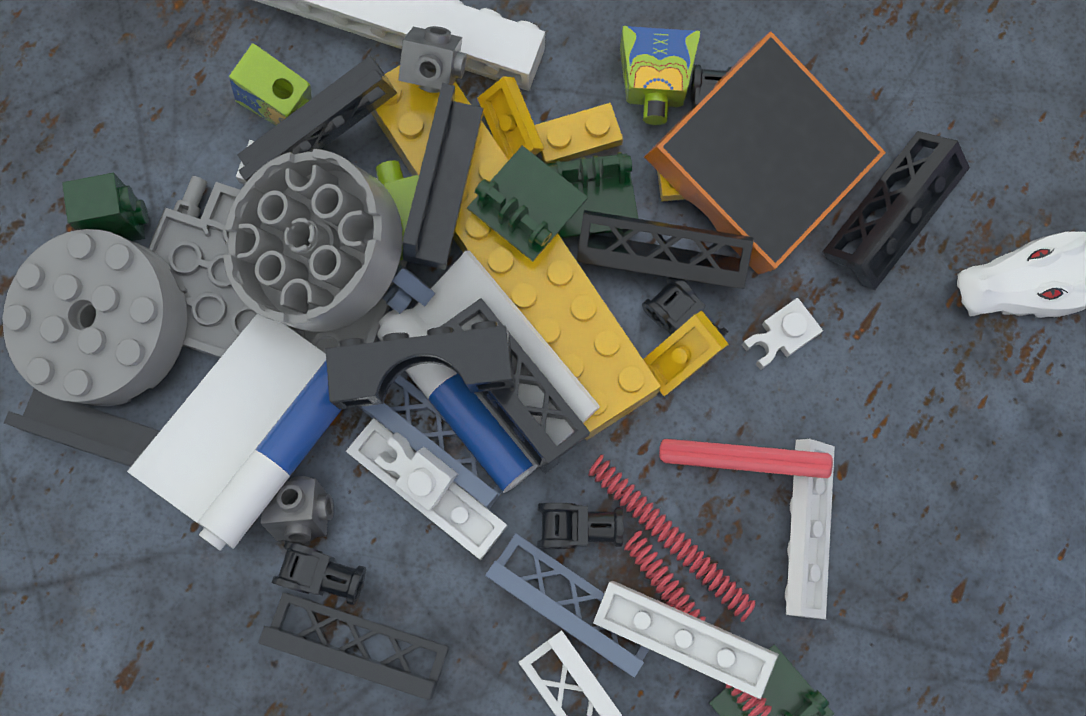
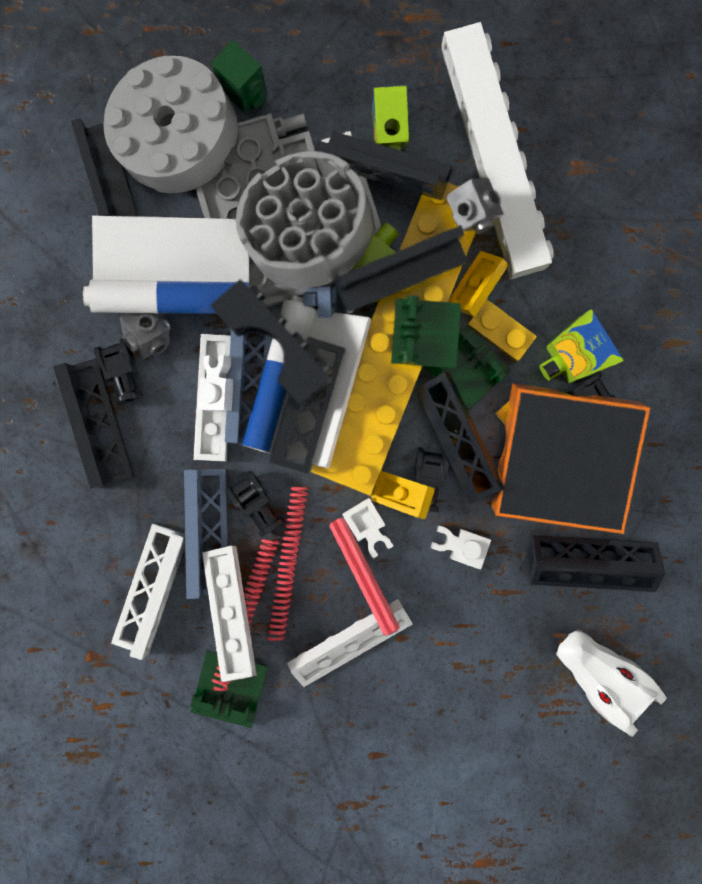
camera: 55 degrees right, 10 degrees up
(686, 418) = (365, 522): none -> white plate

